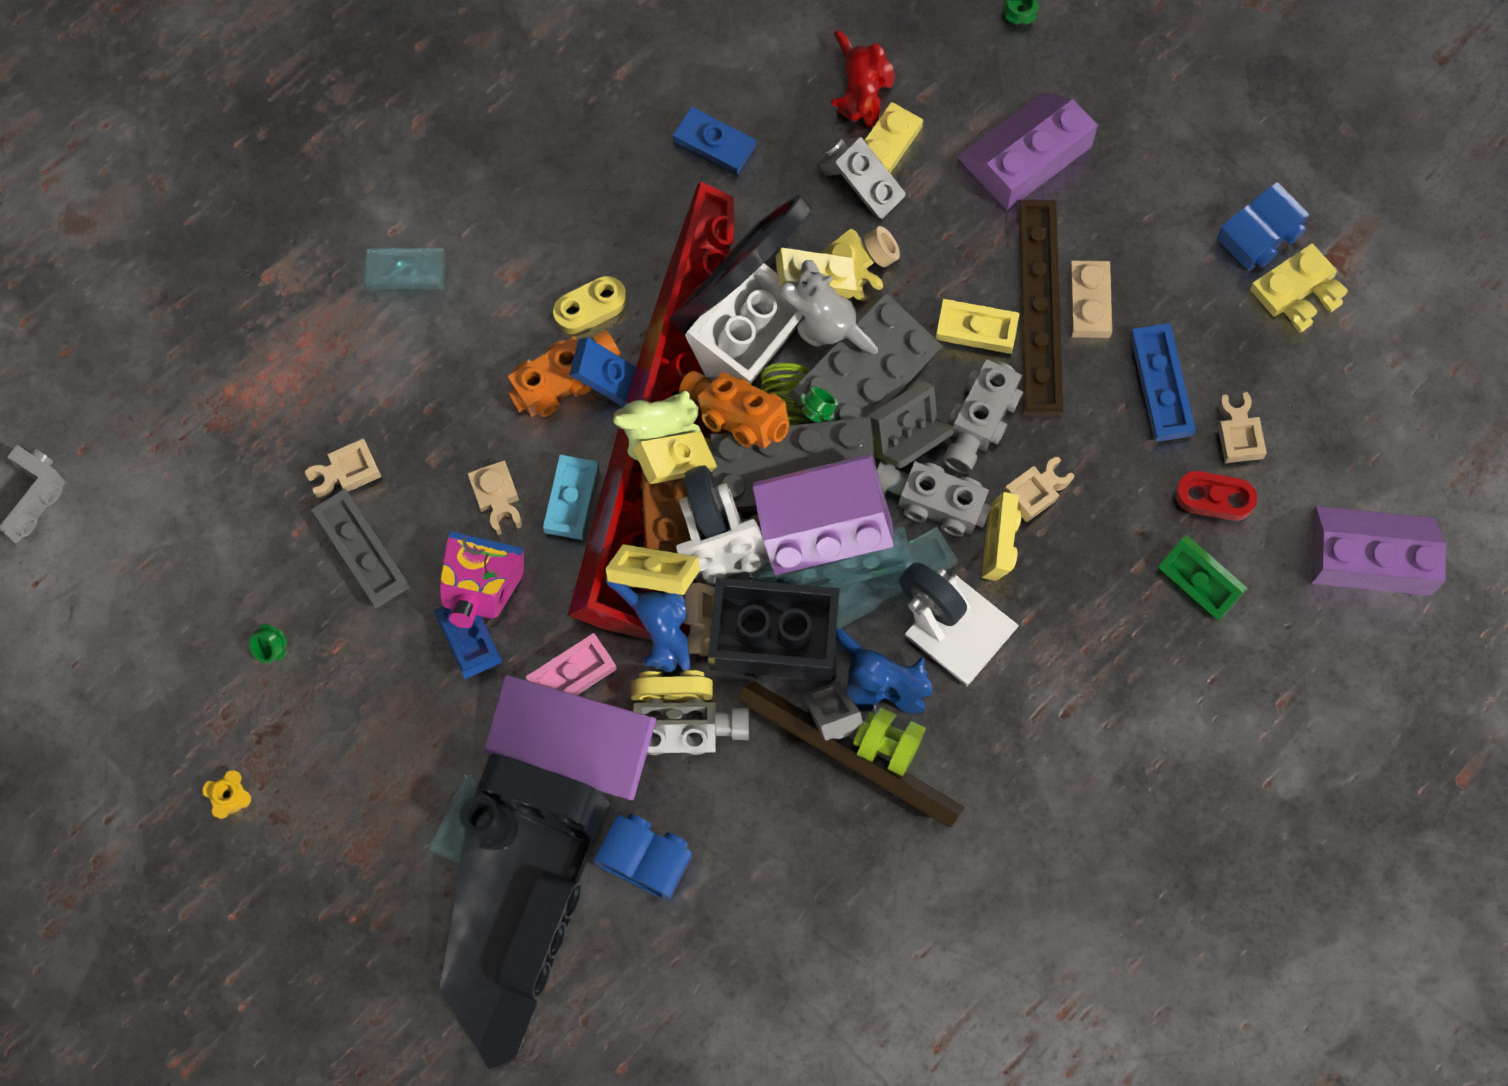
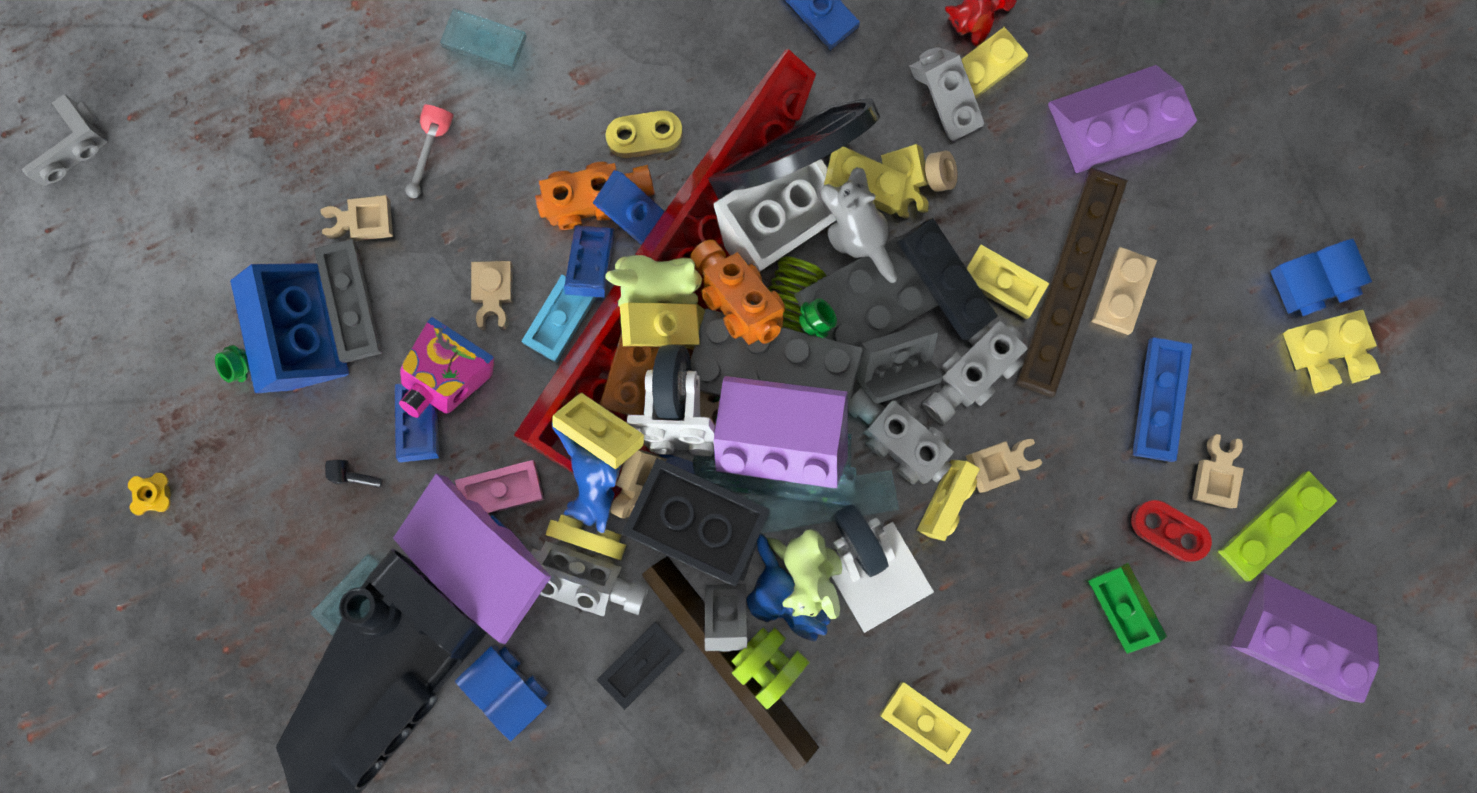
camera: 20 degrees right, 10 degrees up
(309, 591) = (286, 326): none -> blue slope
(385, 358) = (436, 123): none -> hinge
(407, 713) = (337, 473): none -> black hand
(582, 434) = (589, 261): none -> blue plate
(766, 788) = (639, 665): none -> black plate
(898, 638) = (811, 569): none -> yellowish green animal
(924, 337) = (947, 279): none -> black plate
(1055, 746) = (925, 722): none -> light yellow plate
(1311, 460) = (1277, 526): none -> lime plate

